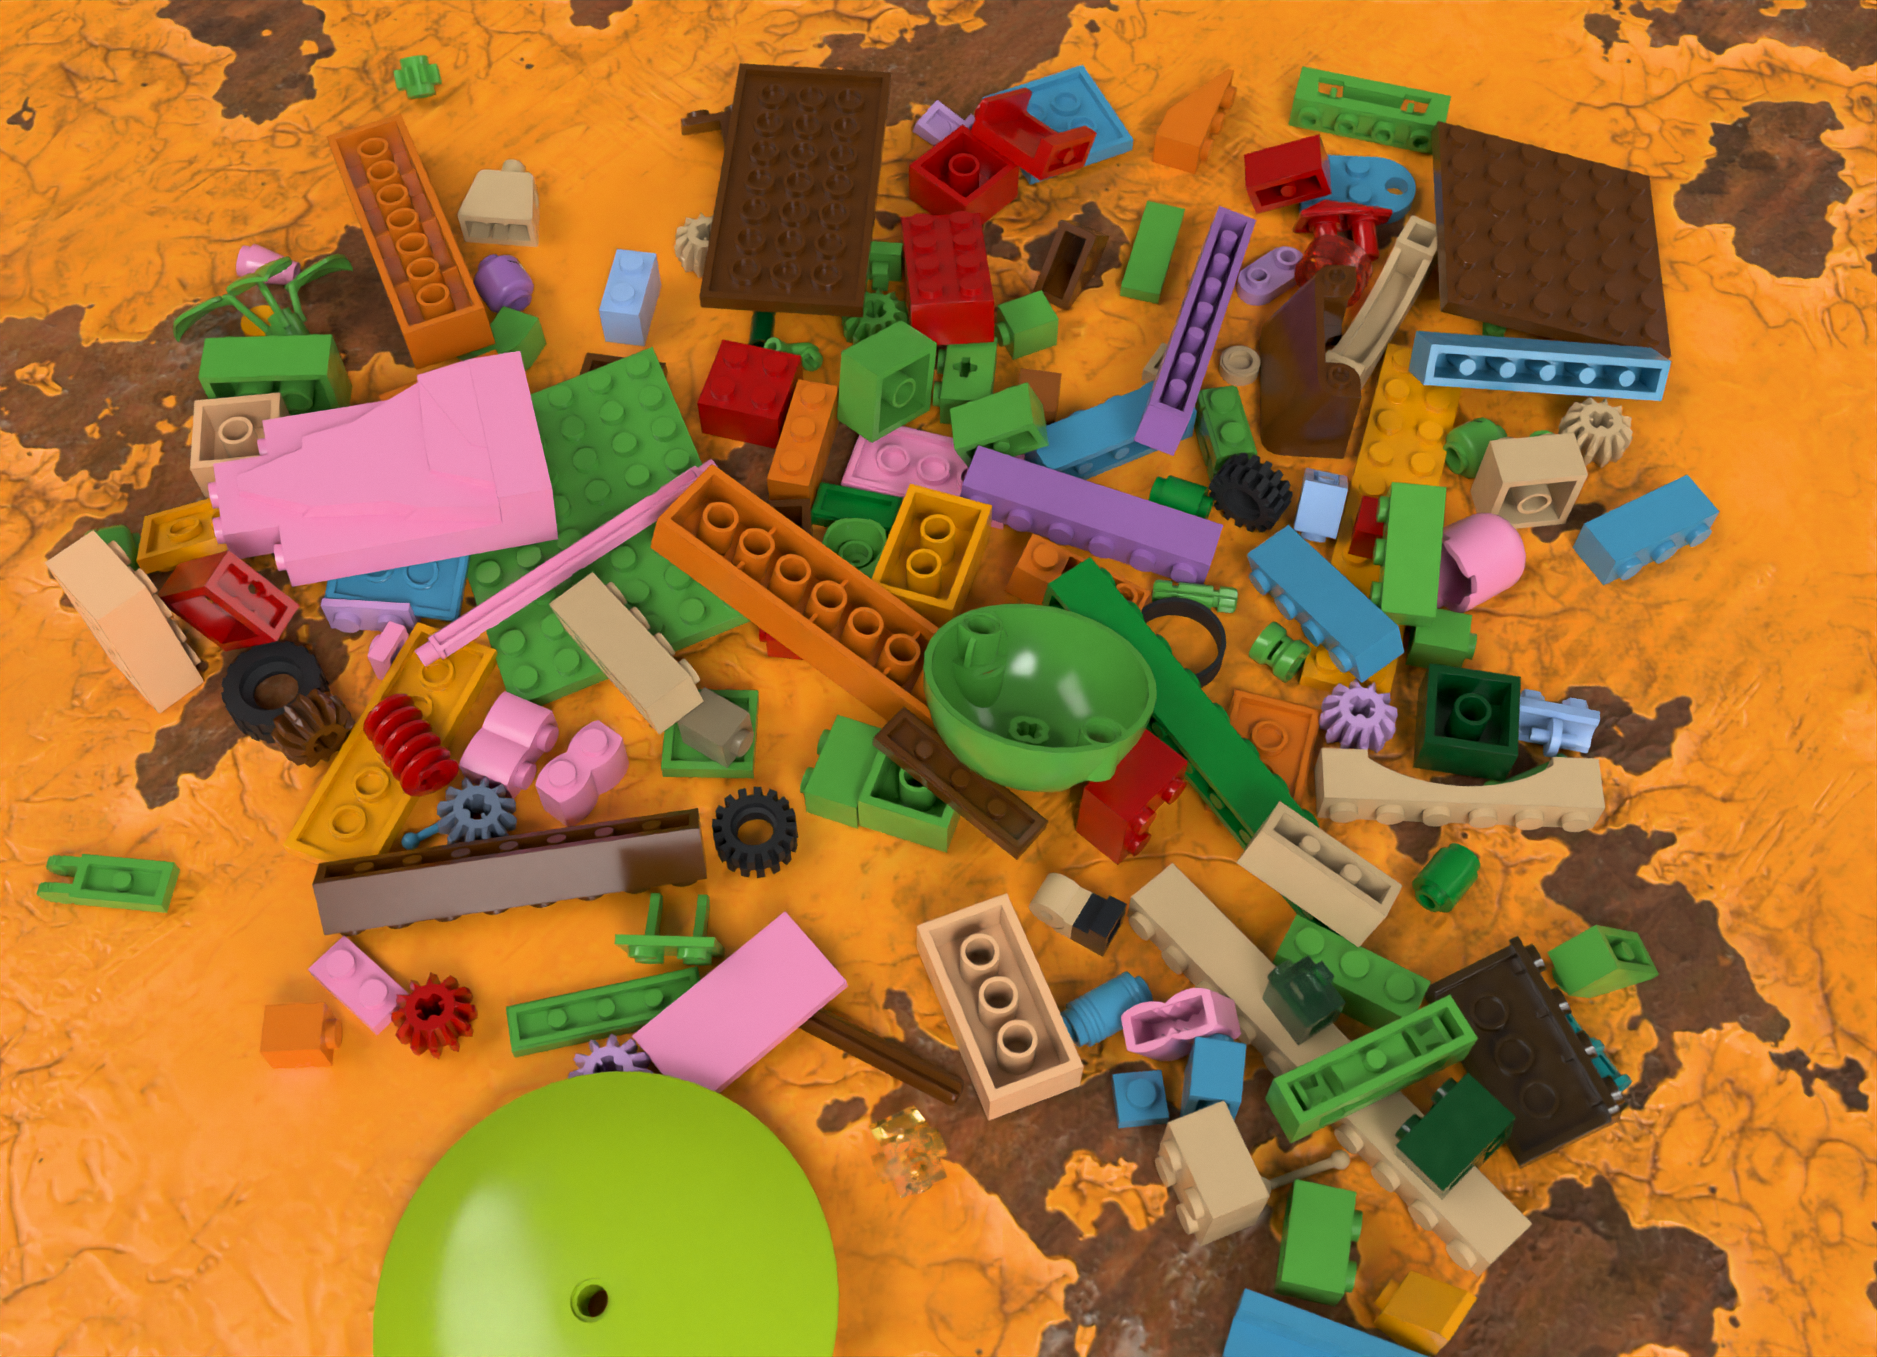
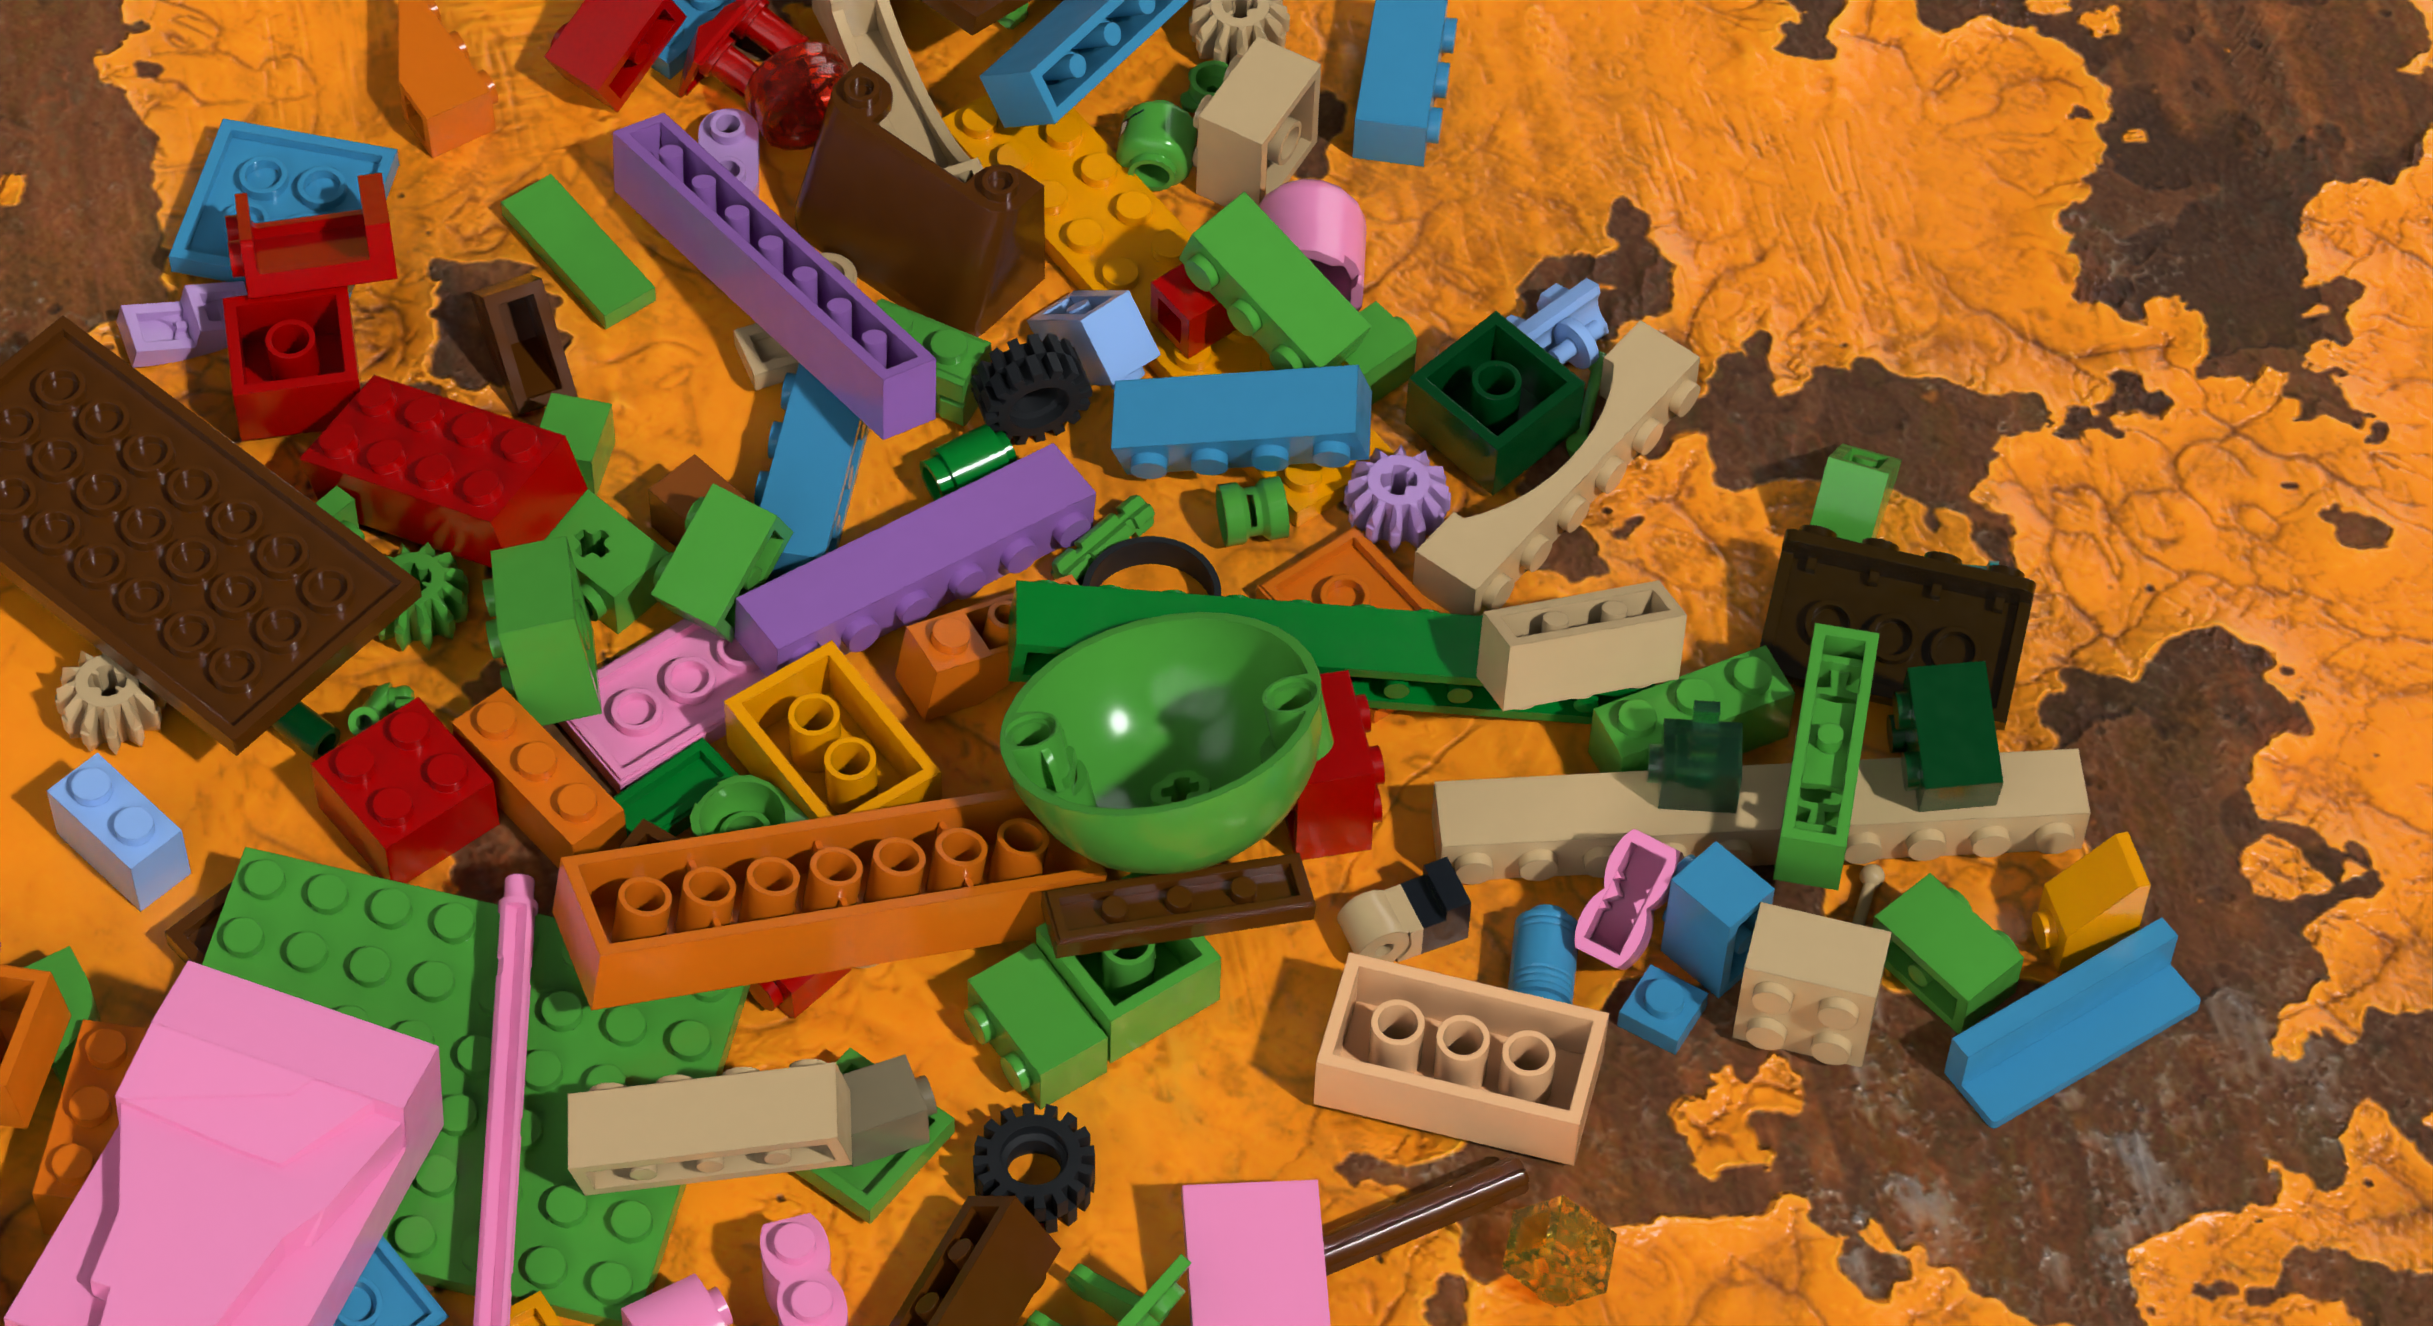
camera: 55 degrees left, 5 degrees down
(1446, 878) = (1651, 551): green brick -> none

